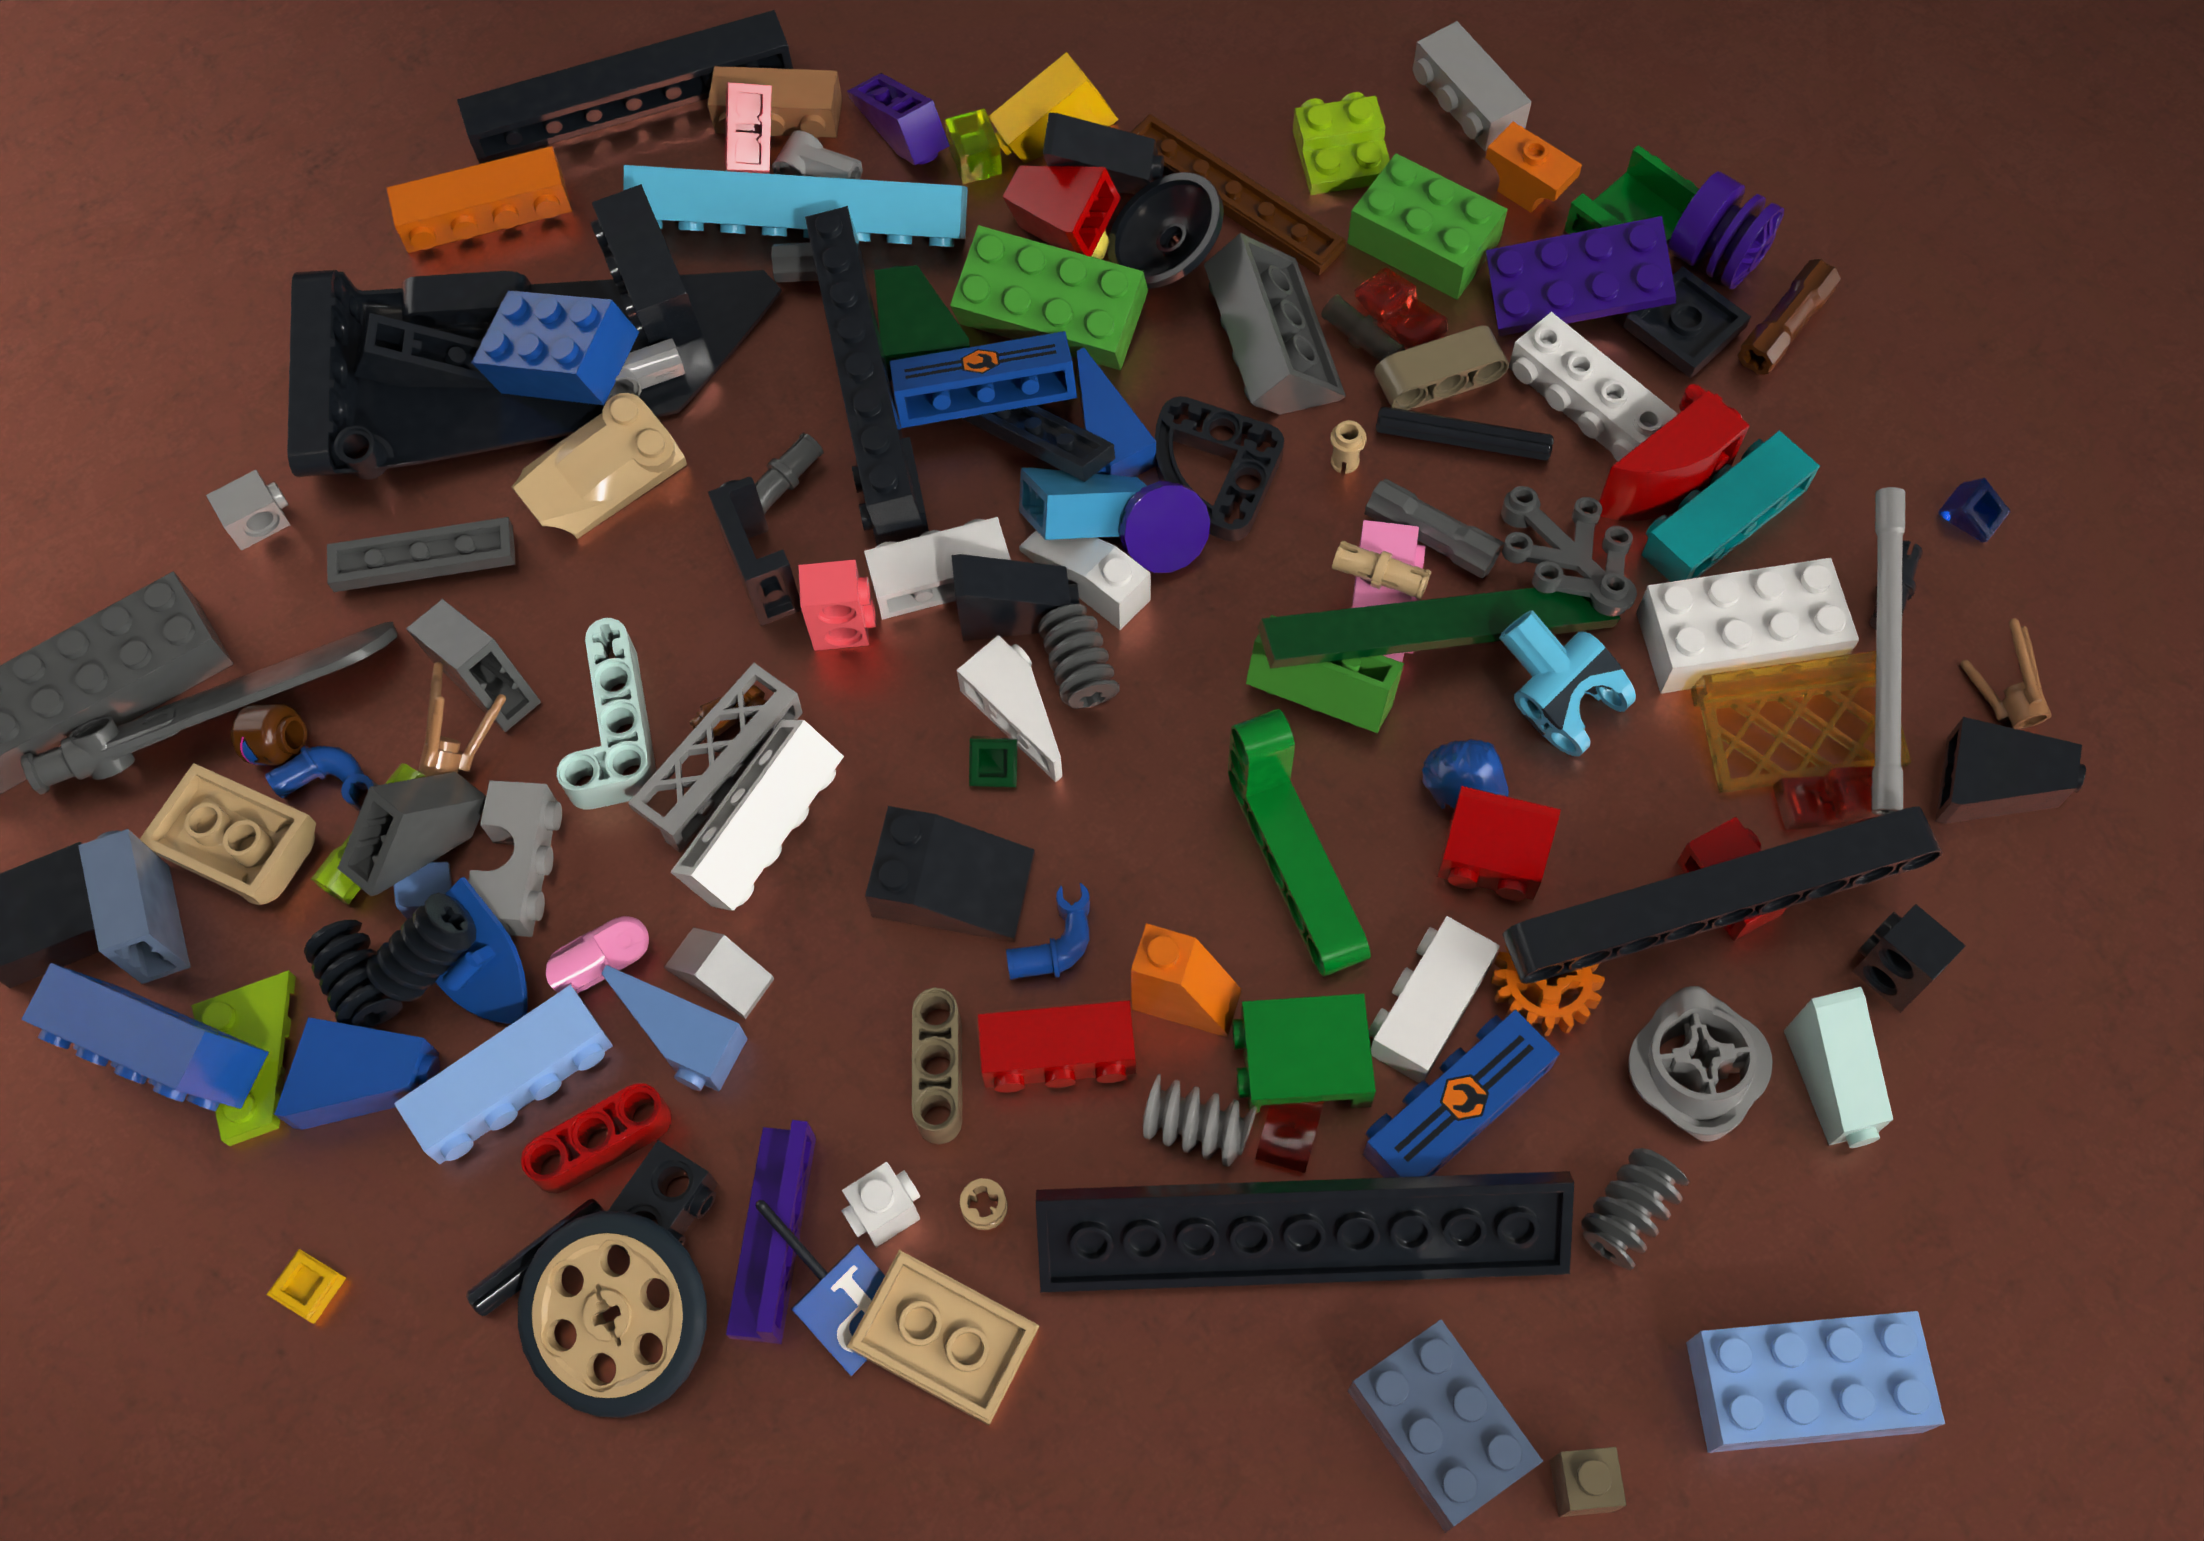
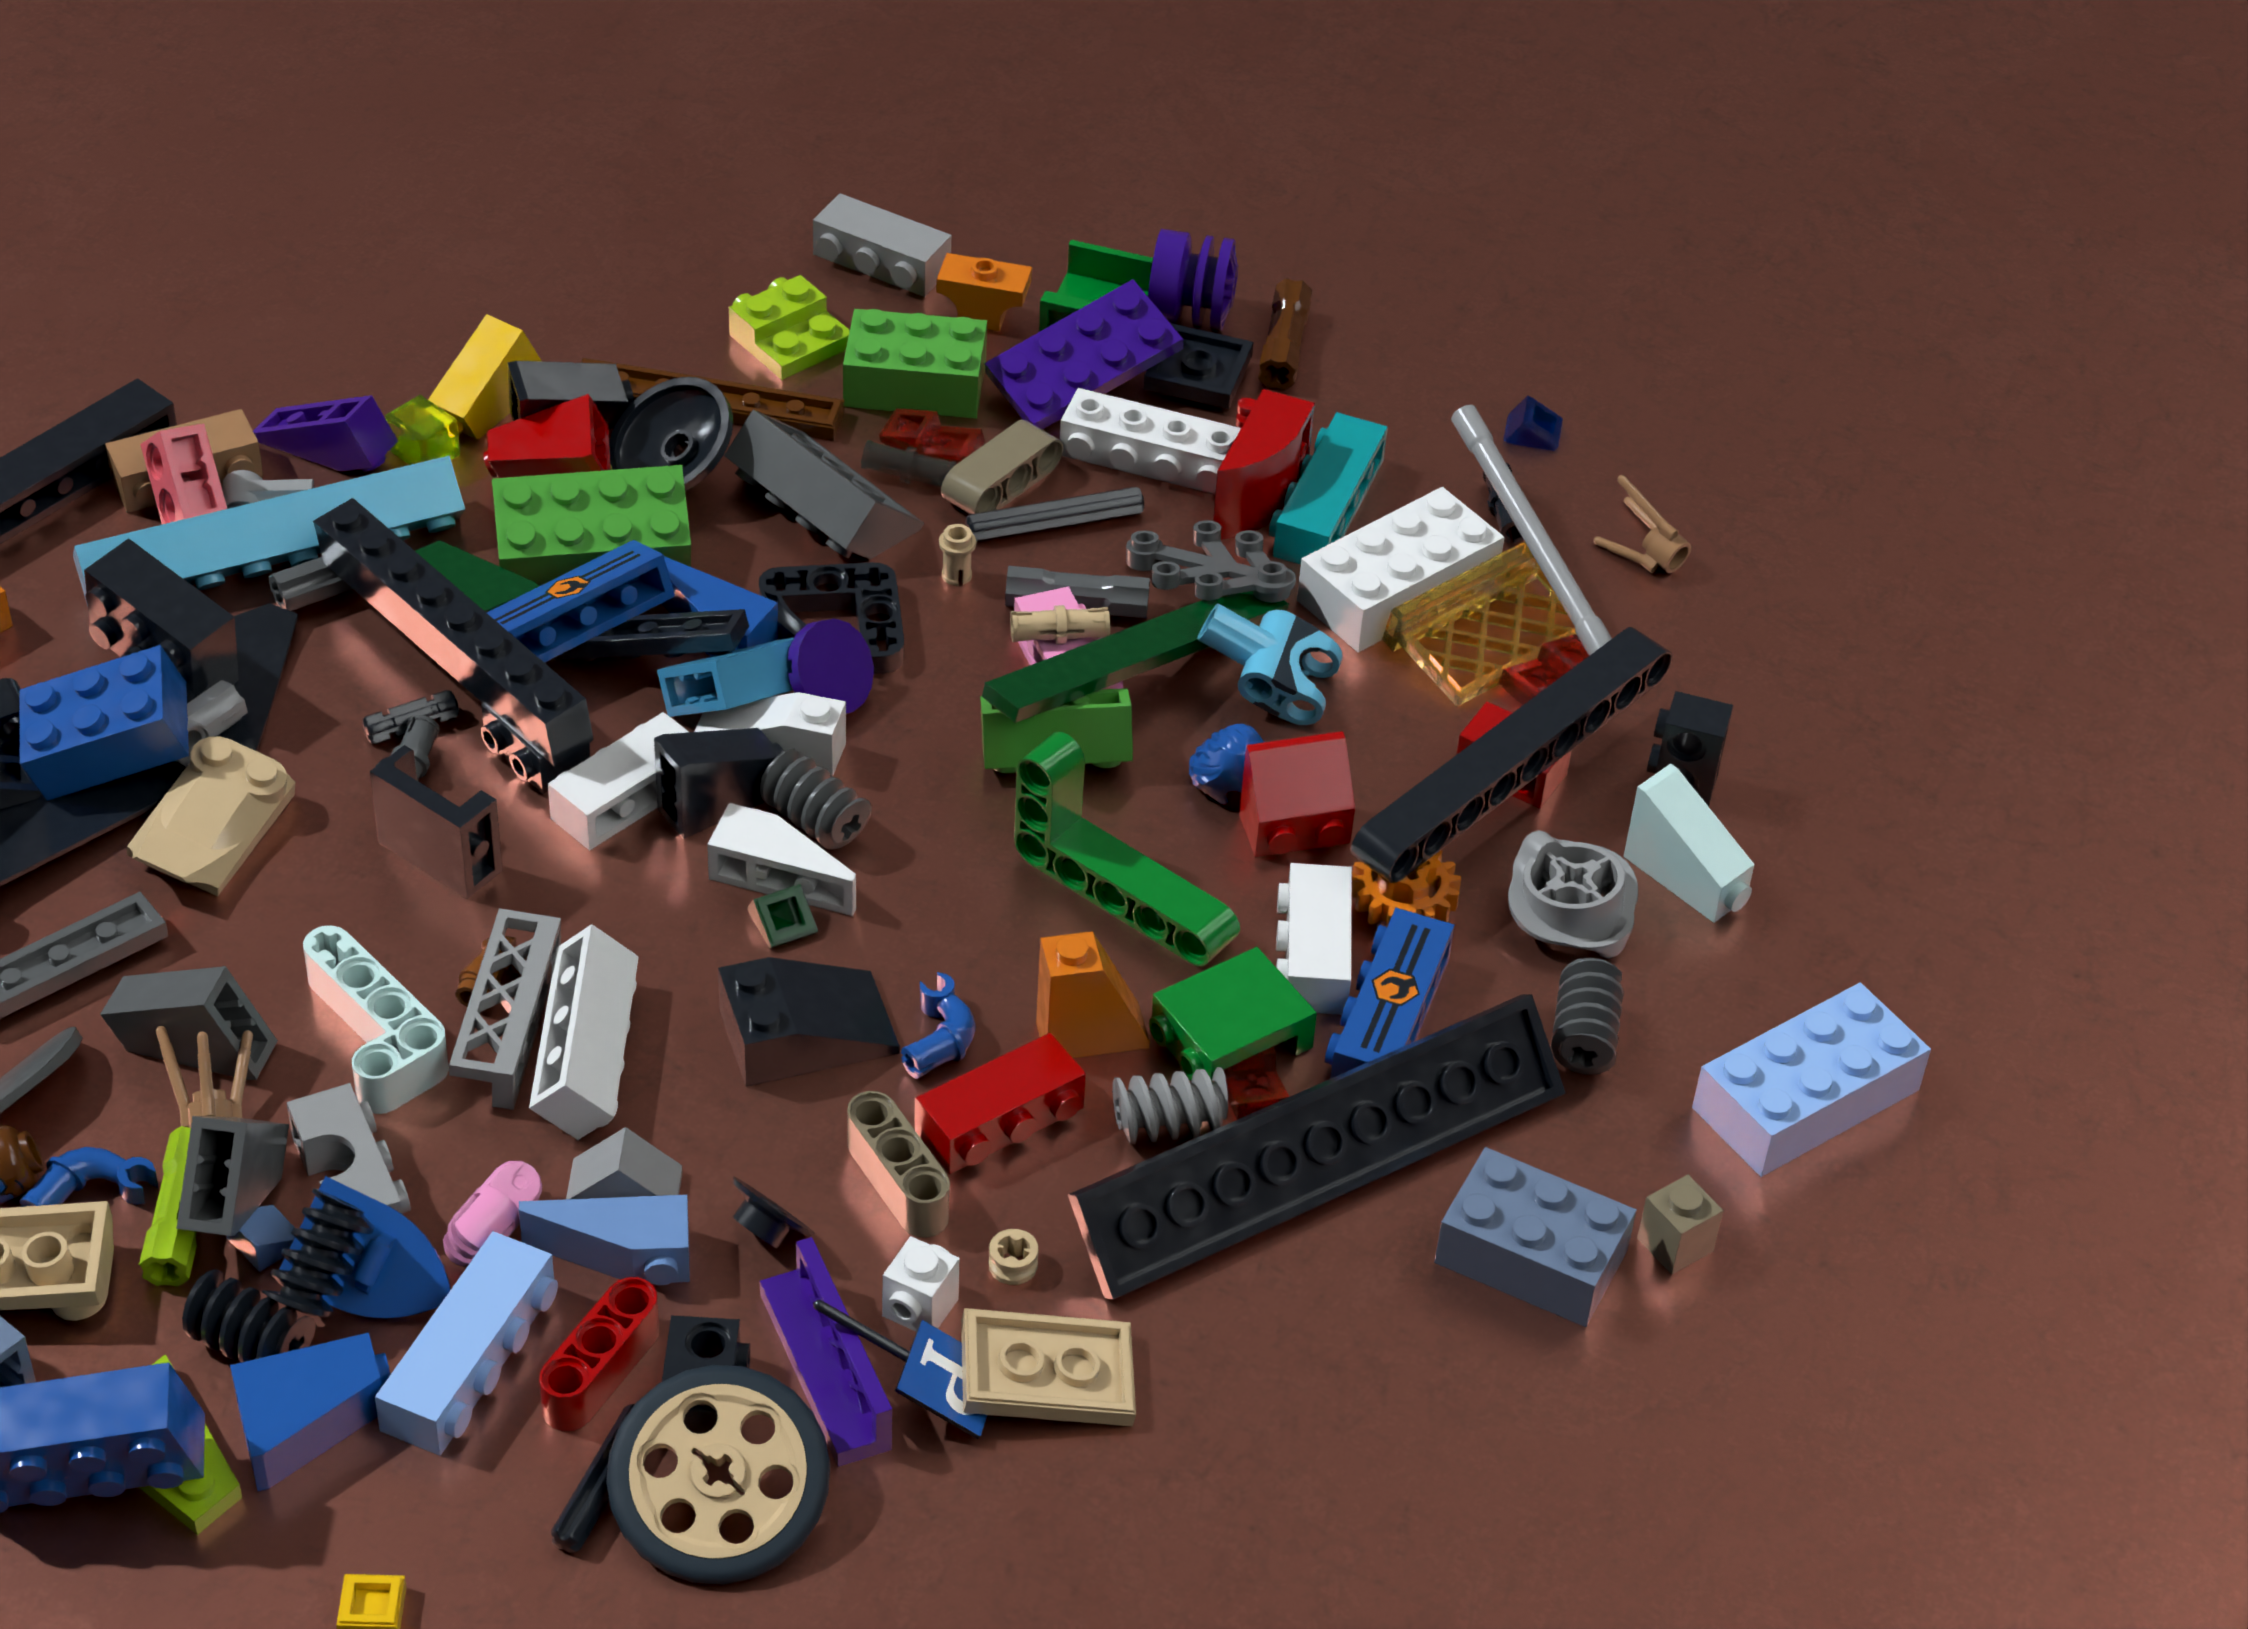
camera: 35 degrees left, 20 degrees down
(804, 1065) = (765, 1216): none -> black piece
(816, 425) = (379, 726): none -> black axle
(836, 604) = (549, 835): coral brick -> none
(2004, 772) = (1682, 596): black slope -> none

